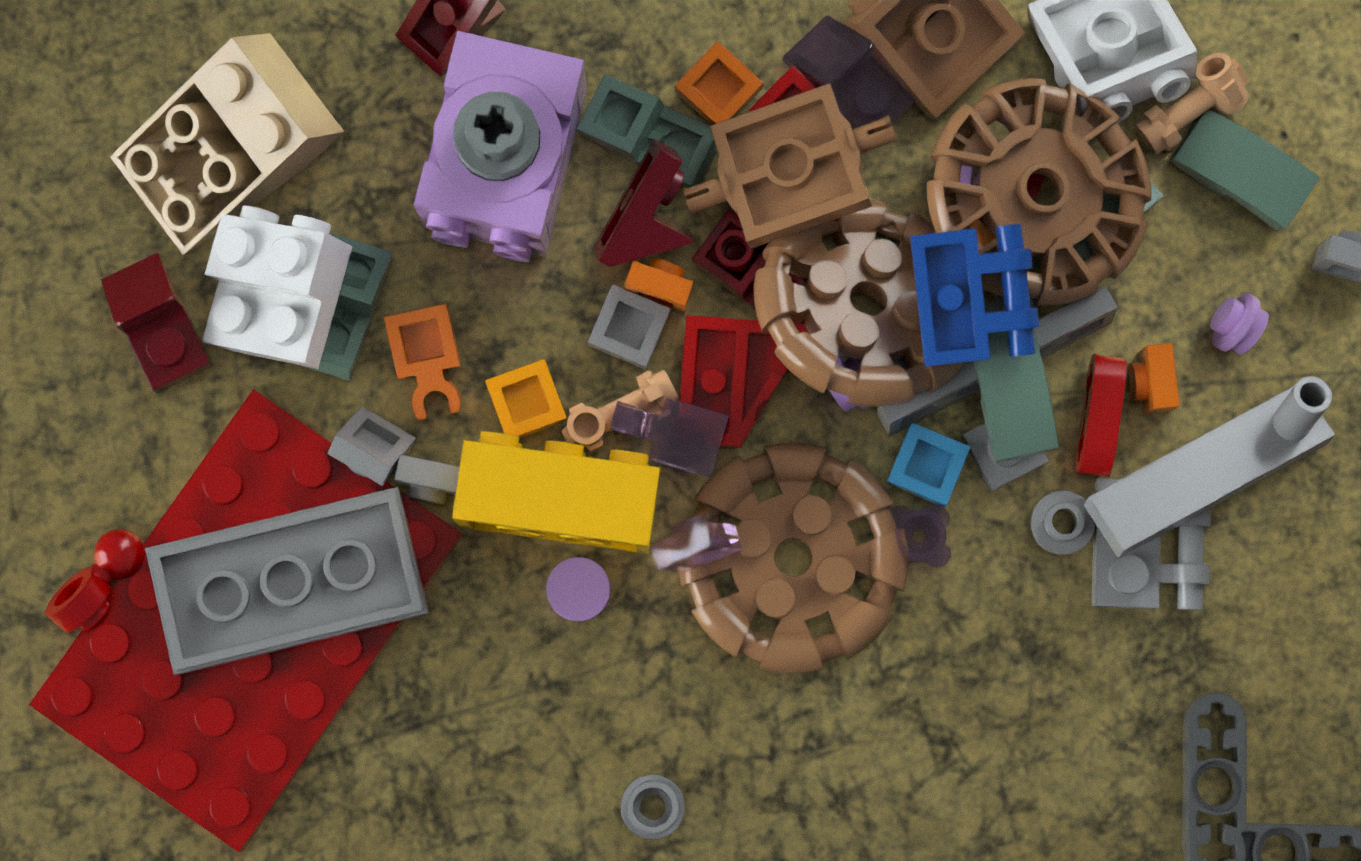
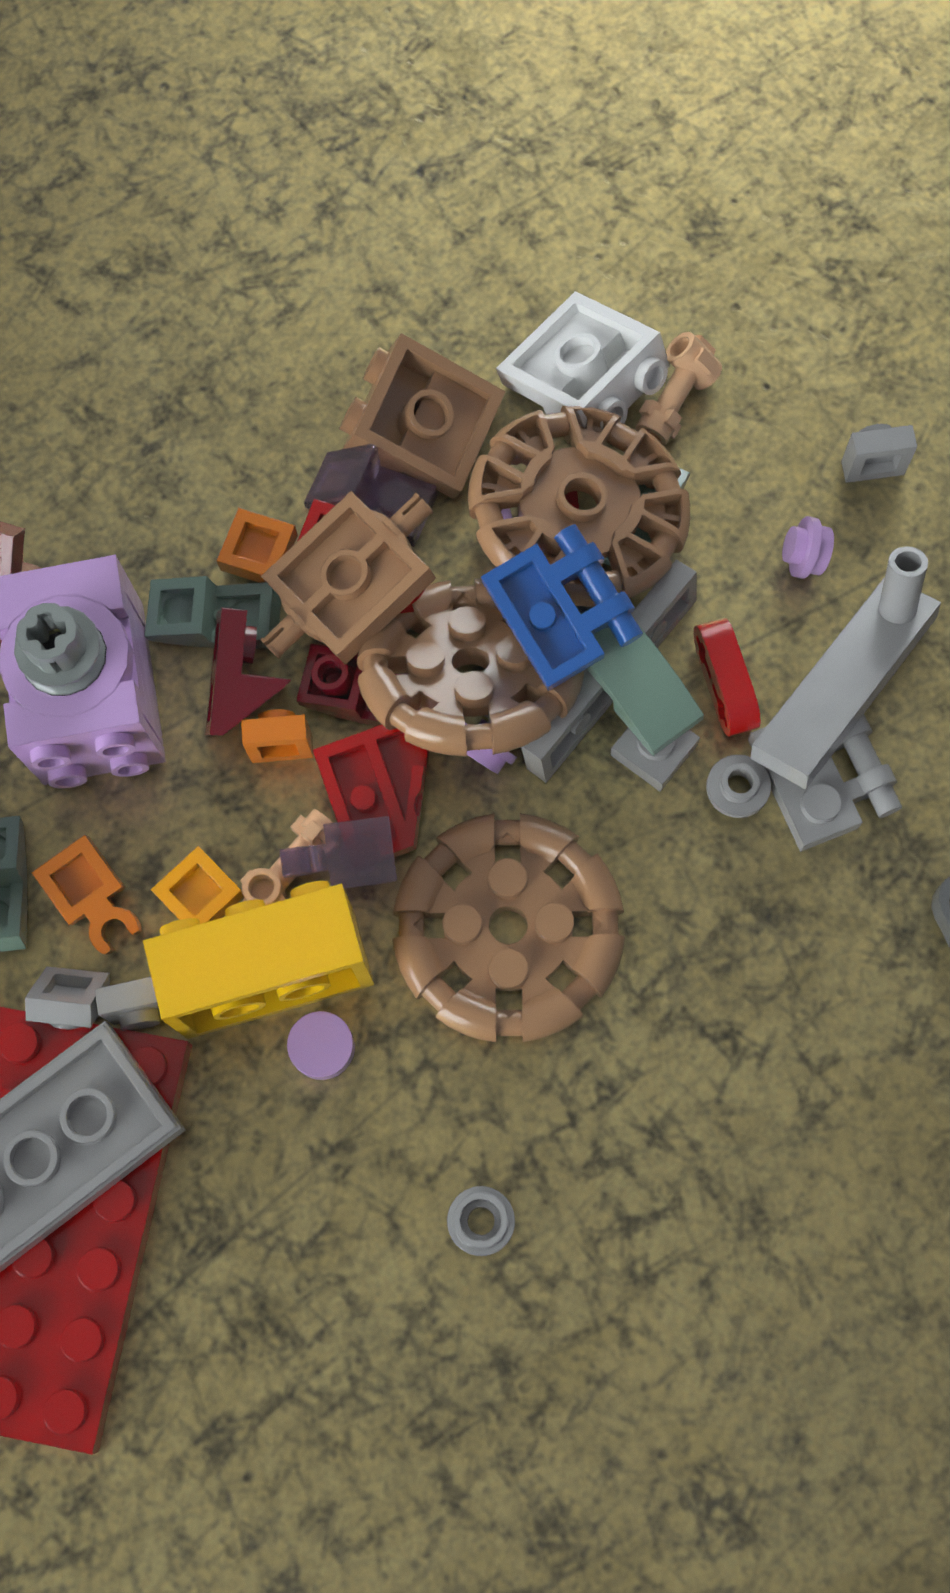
camera: 15 degrees left, 10 degrees down
(629, 327) = (265, 786): light grey plate -> none
(695, 544) = (410, 948): plate -> none
(928, 464) = (593, 788): dark azure plate -> none
(932, 524) = (622, 839): clear purple plate -> none
(1155, 379) = (760, 624): orange plate -> none
(1245, 168) = (749, 418): sand green slope -> none

